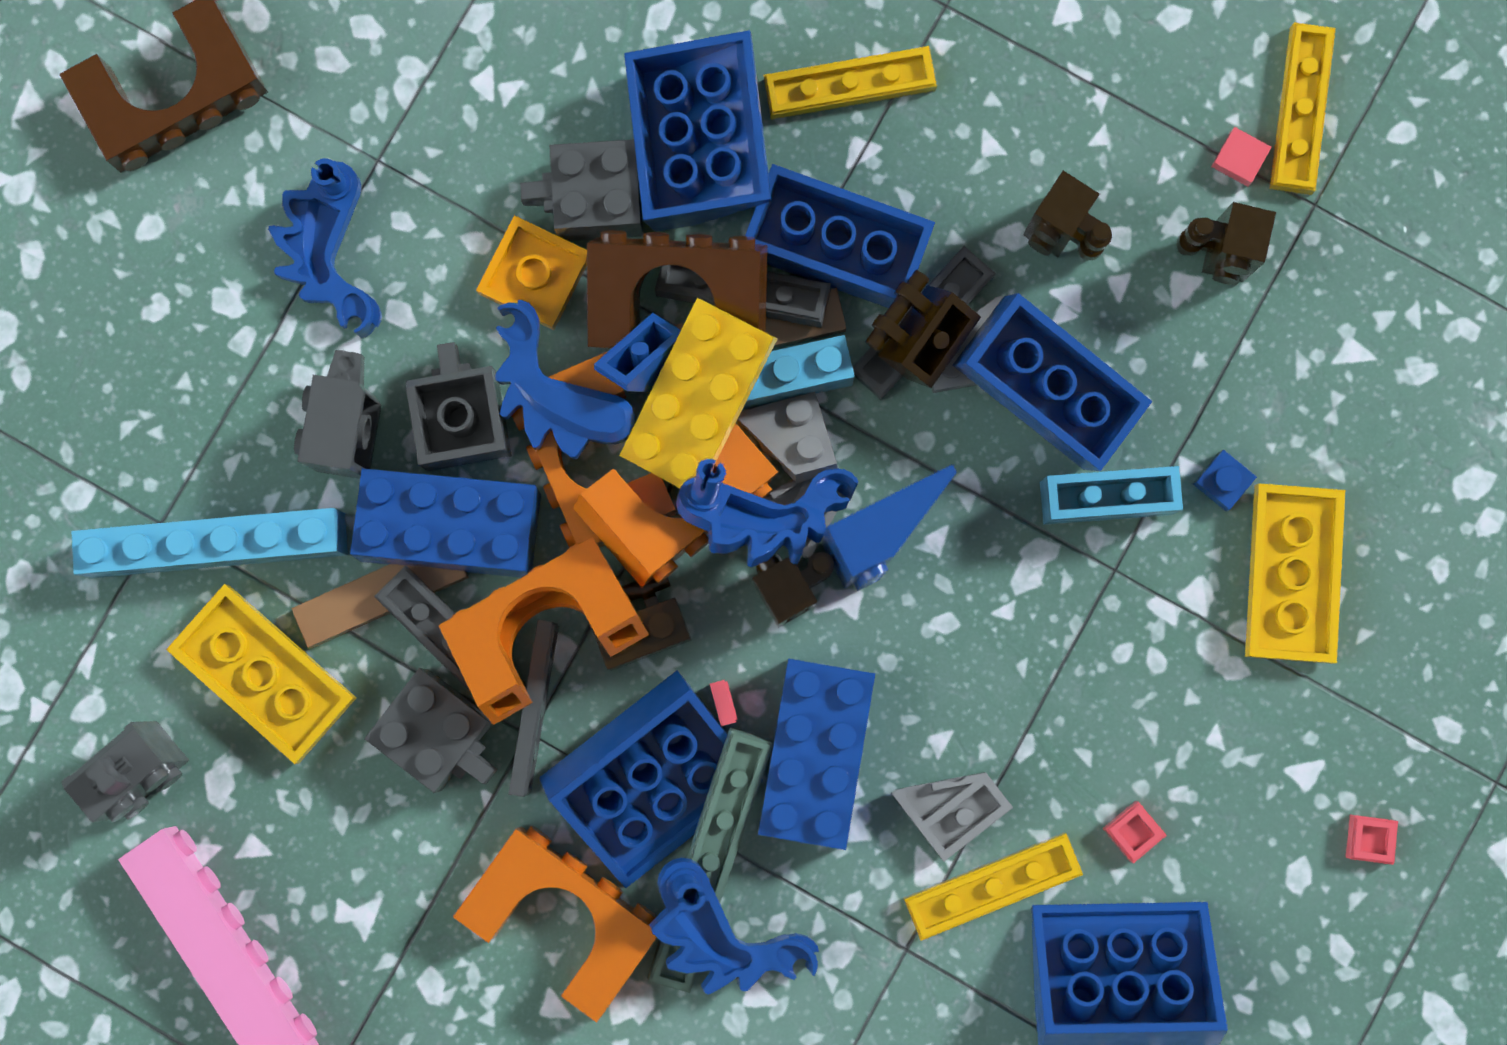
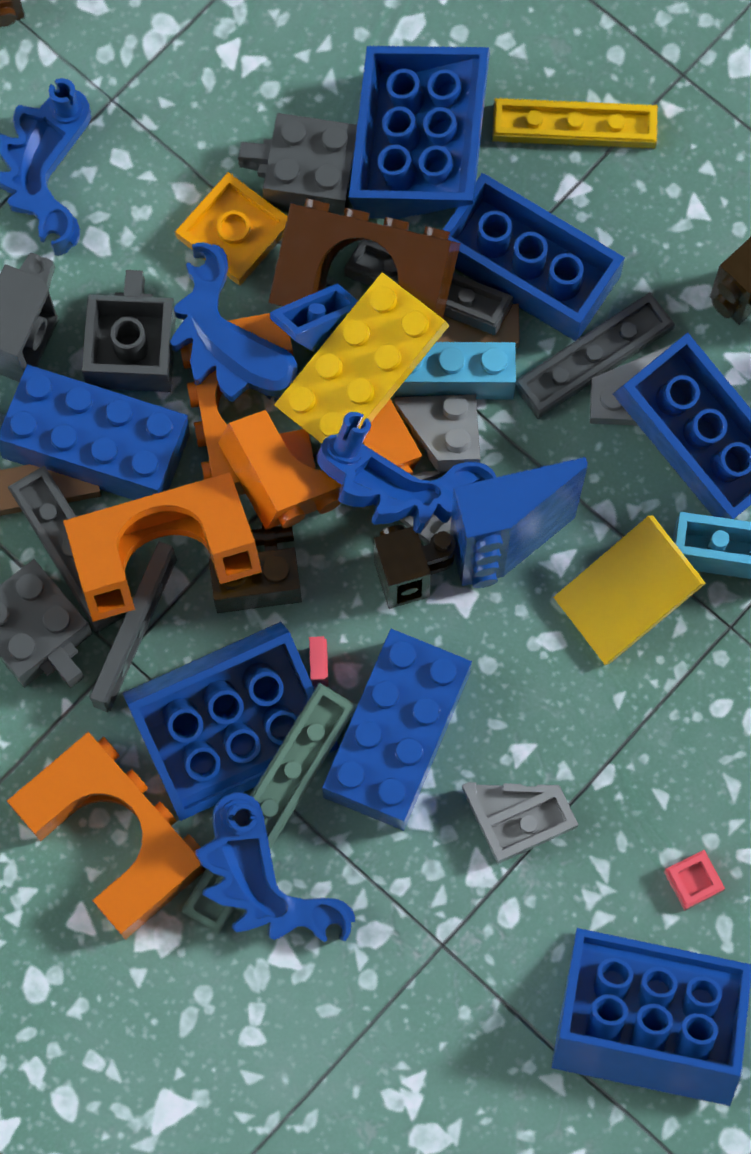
camera: 10 degrees right, 10 degrees down
(928, 332) = (595, 358): dark brown brick -> none
(993, 886) = (542, 901): yellow tile -> none
(1013, 563) = (629, 590): none -> yellow tile

